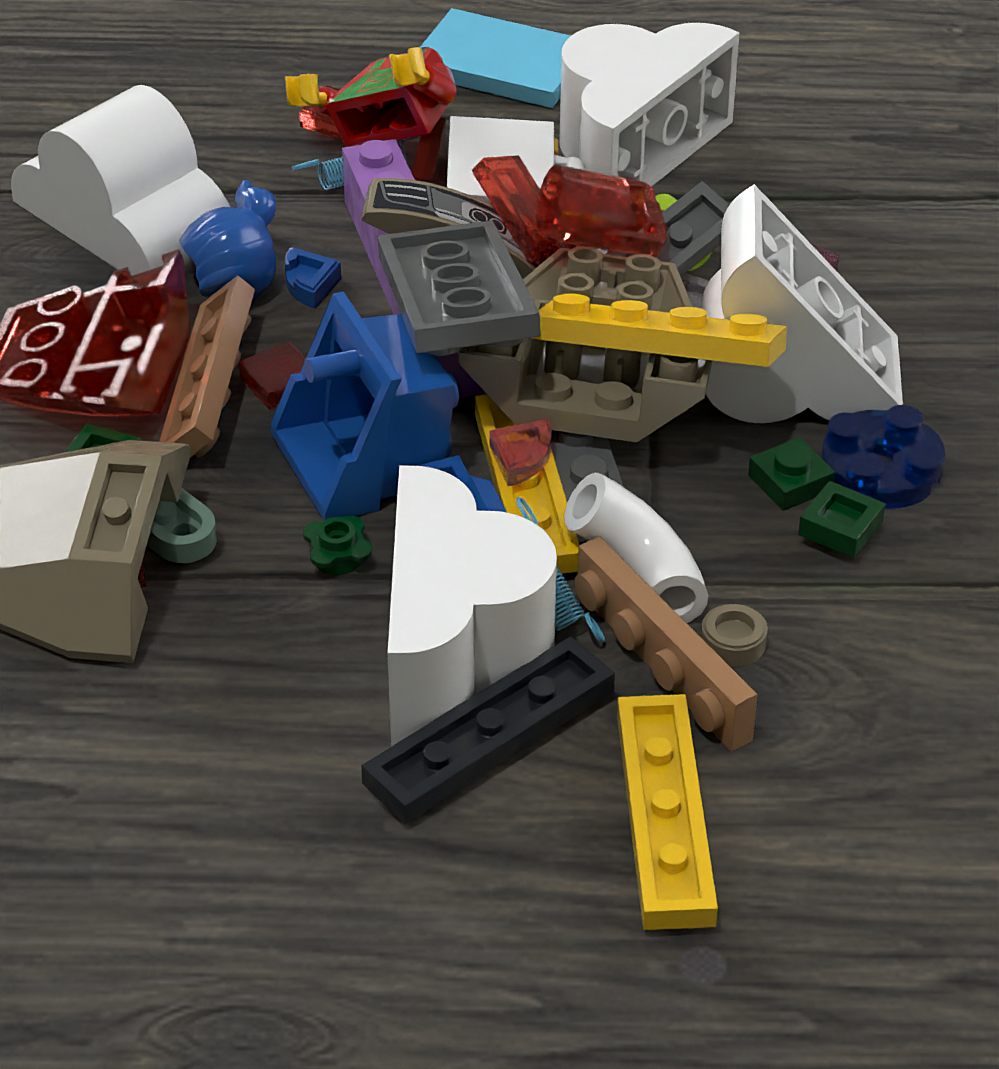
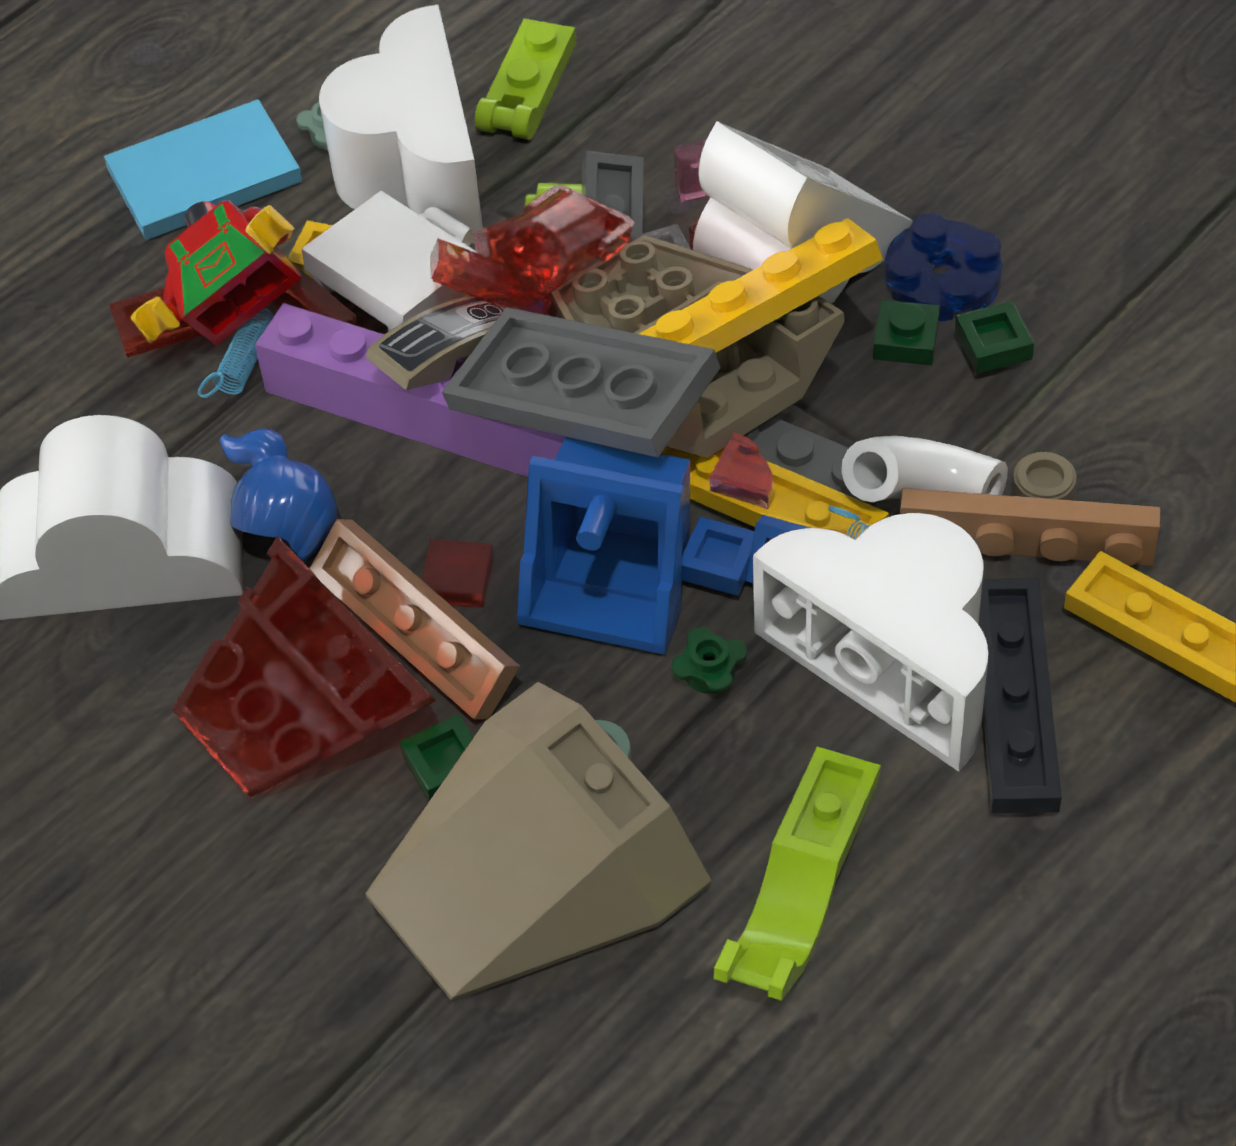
camera: 45 degrees left, 10 degrees up
(197, 694) = (801, 874): none -> lime piece
(310, 276) = (350, 475): blue tile -> none
(782, 147) = (526, 79): none -> lime plate

